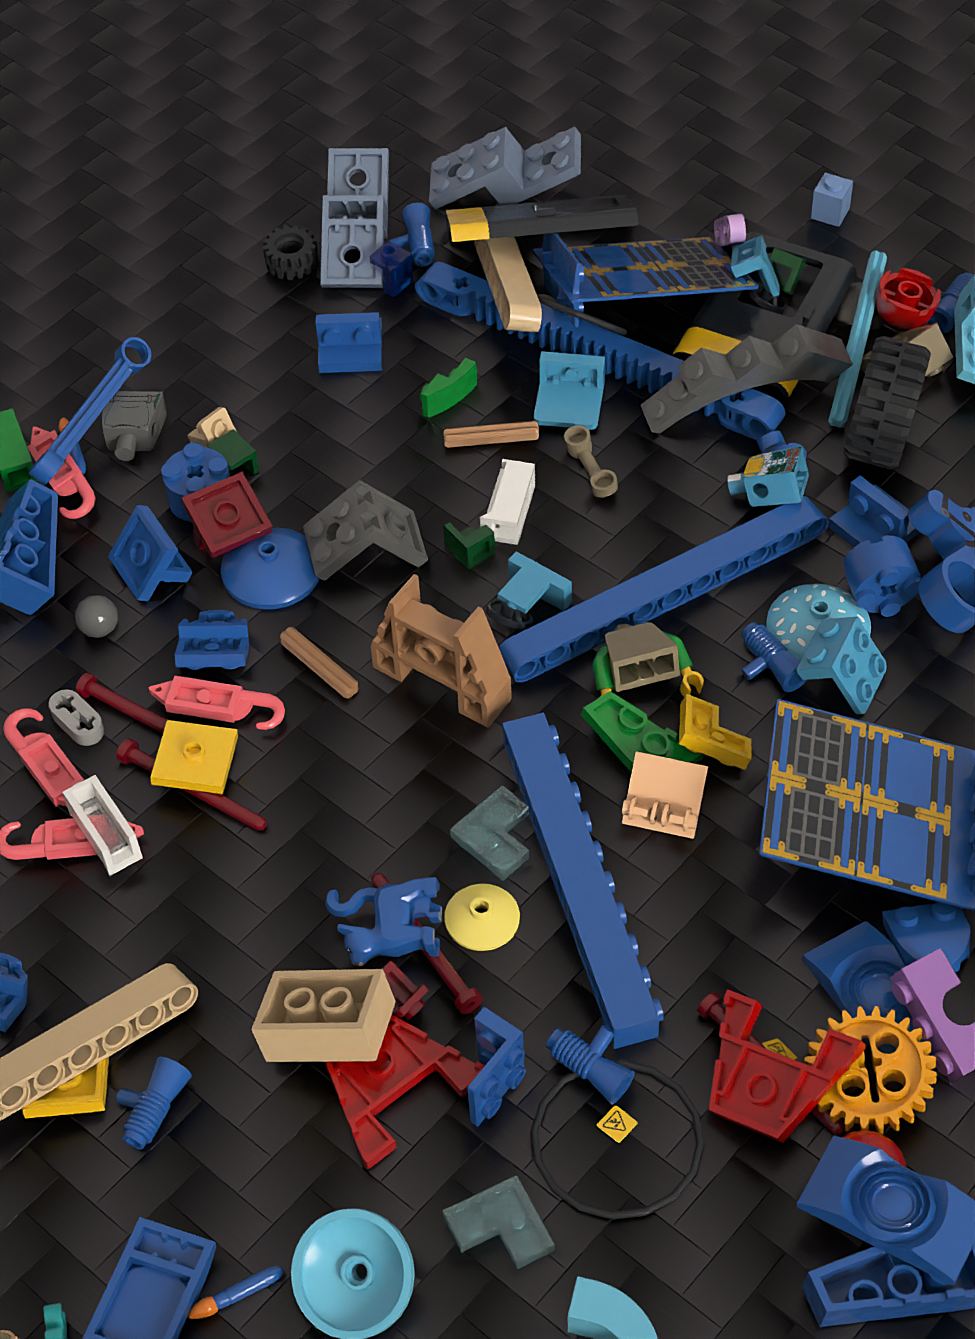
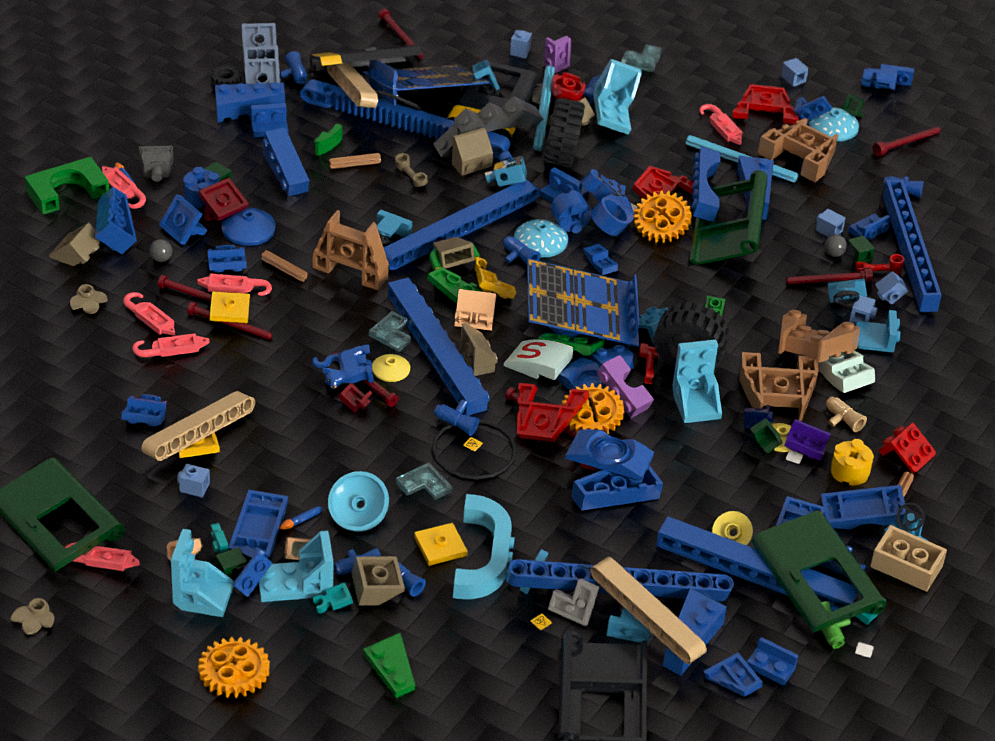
camera: 15 degrees left, 10 degrees down
(40, 1178) = (194, 480): none -> medium blue brick
(54, 456) = (121, 177): blue piece -> none
(71, 721) = (160, 296): light grey beam -> none
(102, 824) = (191, 334): white window -> none
(153, 1104) = (242, 450): blue piece -> none
(212, 427) = (204, 160): tan bracket -> none
(296, 296) = (238, 98): none -> blue wedge
(324, 1015) = (323, 403): tan brick -> none
(357, 431) = (285, 162): none -> blue wedge
(357, 521) = (295, 197): dark grey bracket -> none
(372, 1085) = (356, 425): red wing -> none
(395, 265) = (289, 80): clear blue bracket -> none
(469, 545) = (355, 211): dark green panel -> none
(502, 1053) = (411, 417): blue bracket -> none
(505, 167) = (339, 32): sand blue bracket -> none
(510, 501) = (371, 190): white window -> none
(570, 390) = (394, 136): dark azure bracket -> none
(594, 132) = (384, 14): none -> dark red bar
(655, 898) = (477, 351): none -> dark tan slope
(708, 429) = (472, 151): none -> dark tan slope
(730, 230) = (468, 58): lavender beam -> none
(779, 922) = (540, 358): none -> light aqua slope
(787, 269) = (502, 76): dark green panel -> none
(849, 656) = (558, 243): dark azure bracket -> none
(864, 899) = (579, 344): none -> green wing
(896, 224) = (557, 53): none -> medium lavender bracket
(928, 683) = (599, 259): none -> blue slope

